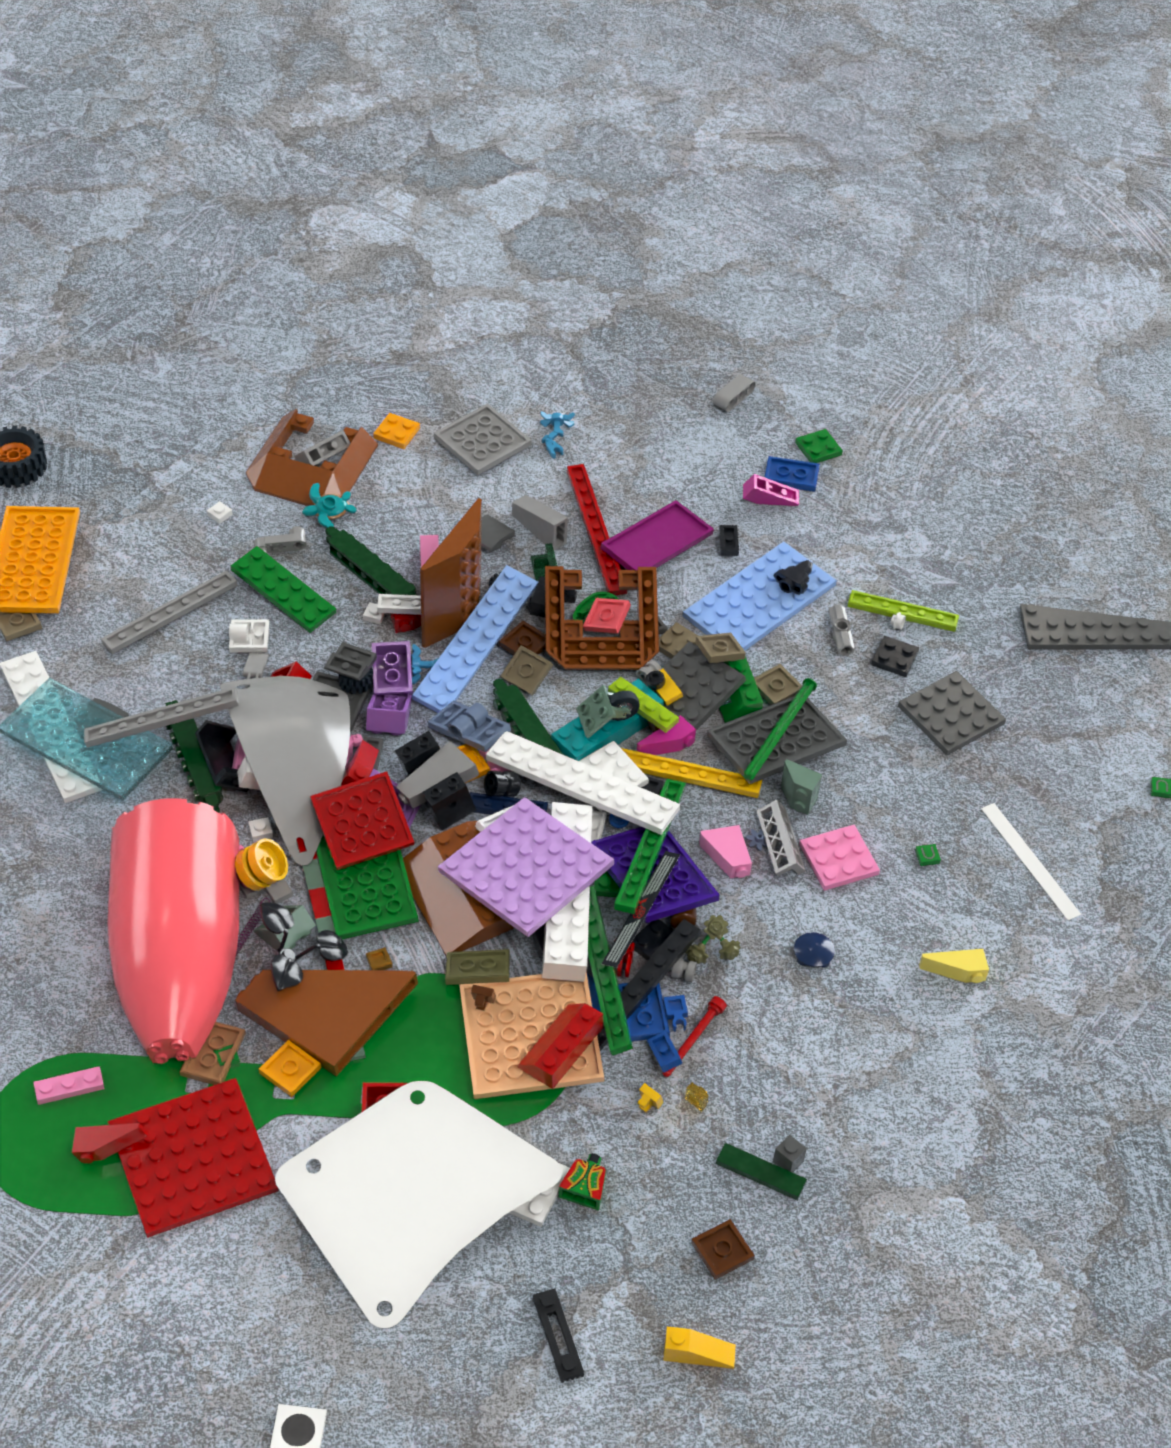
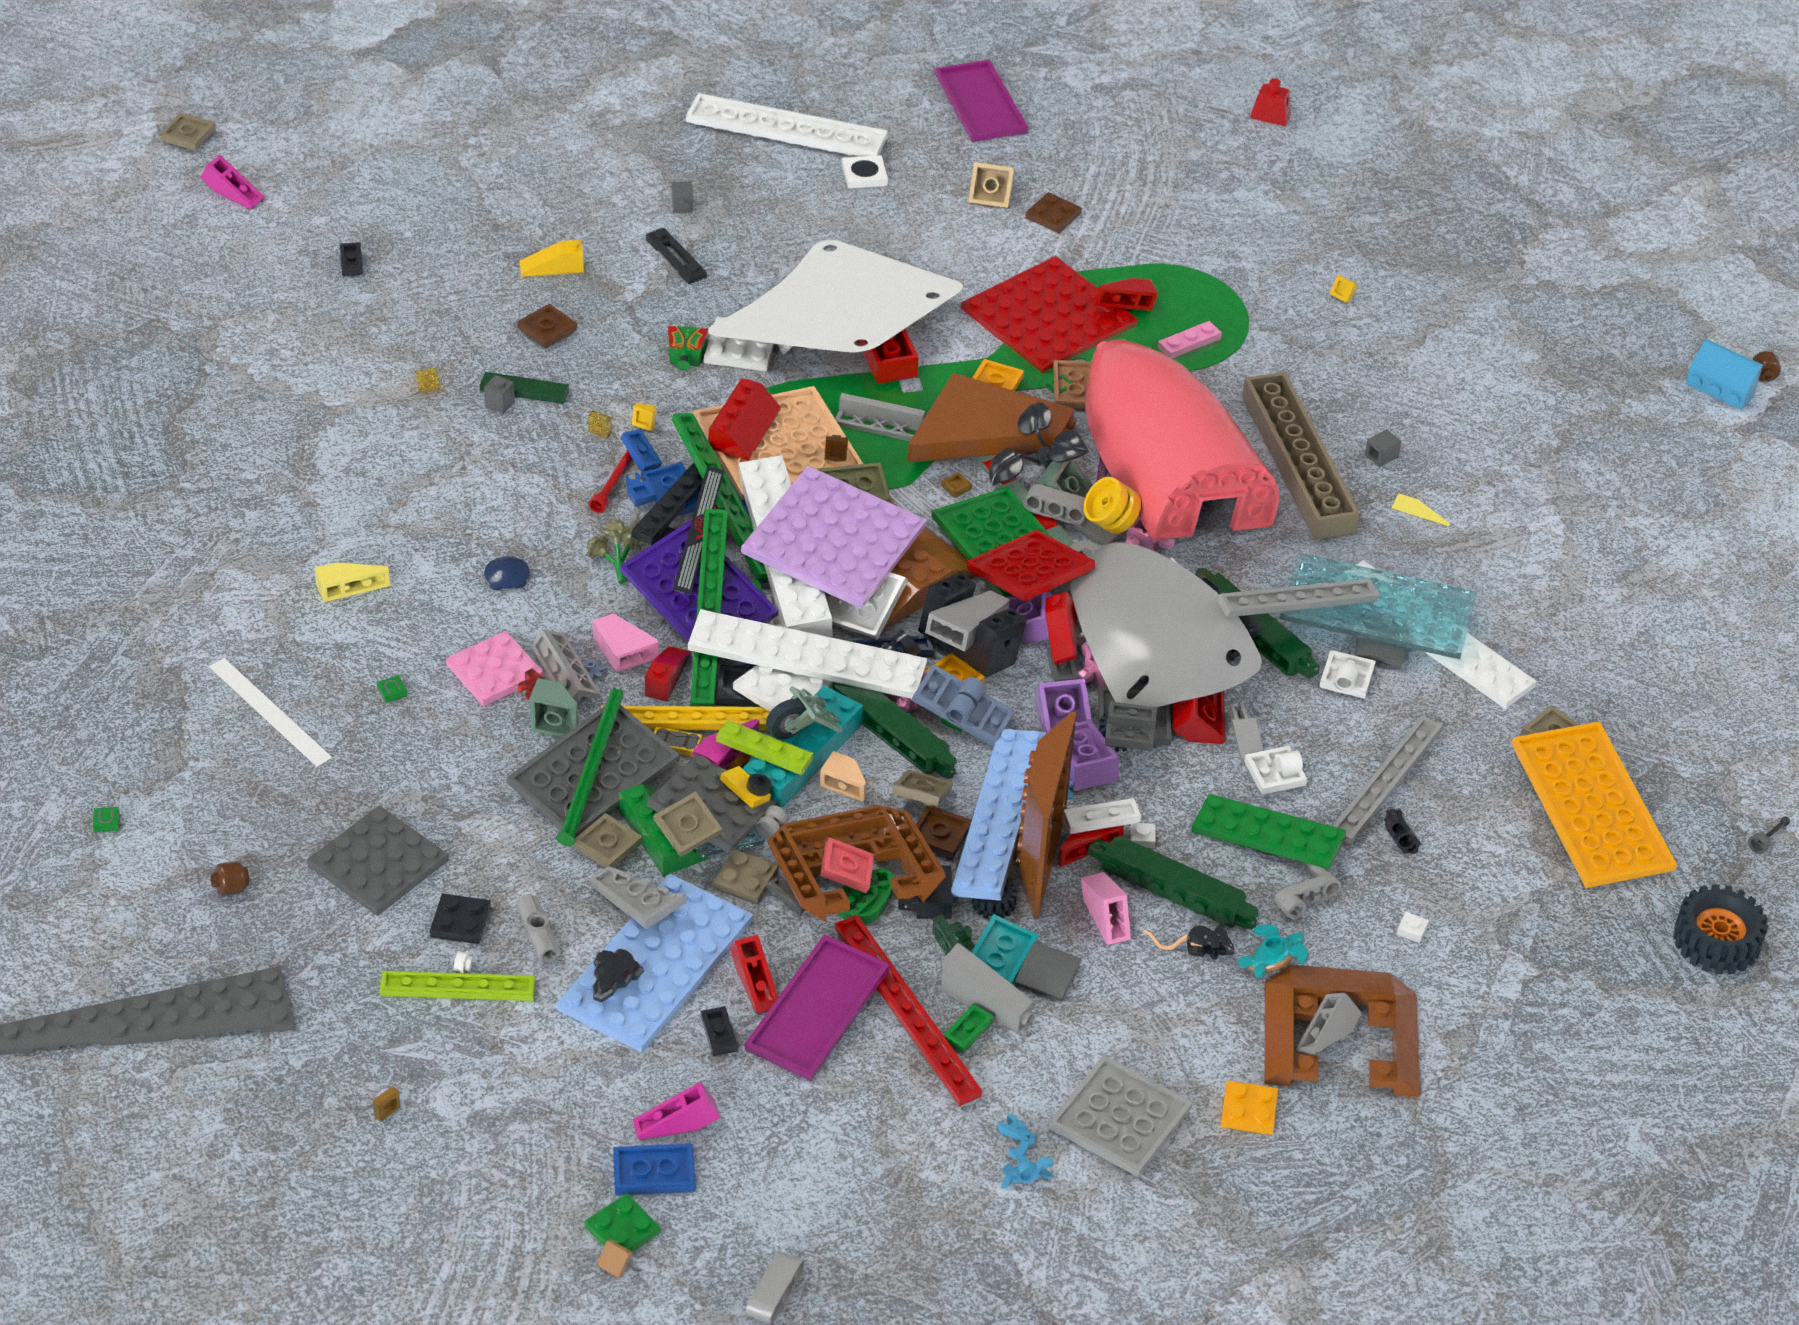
camera: 165 degrees right, 5 degrees down
(52, 911) = (1300, 456): none -> dark tan brick
(113, 1310) = (1053, 212): none -> reddish brown plate
(144, 696) = (1347, 674): none -> white plate
(163, 1362) = (991, 185): none -> tan slope
(186, 570) = (1401, 831): none -> black rock
(297, 893) = (1046, 506): none -> light grey beam
(373, 527) = (1202, 941): none -> black animal
(420, 1050) = (881, 414): none -> light grey fence
(517, 547) = (1004, 947): none -> teal plate
(527, 1422) = (682, 197): none -> dark grey brick
(564, 504) = (968, 1028): none -> green plate
(579, 691) = (843, 776): none -> light nougat slope
(695, 570) = (754, 972): none -> red slope
(697, 817) = (665, 673): none -> red slope
(703, 757) = (680, 741): none -> tile
(765, 626) = (636, 897): none -> light grey wing
(809, 826) = (530, 680): none -> clear red tile
(827, 425) = (614, 1258): none -> medium nougat tile
(859, 1195) = (427, 380): none -> clear yellow plate
(923, 1405) = (351, 259): none -> black plate
(961, 538) = (386, 1103): none -> pearl gold tile
(1065, 713) = (230, 878): none -> reddish brown head

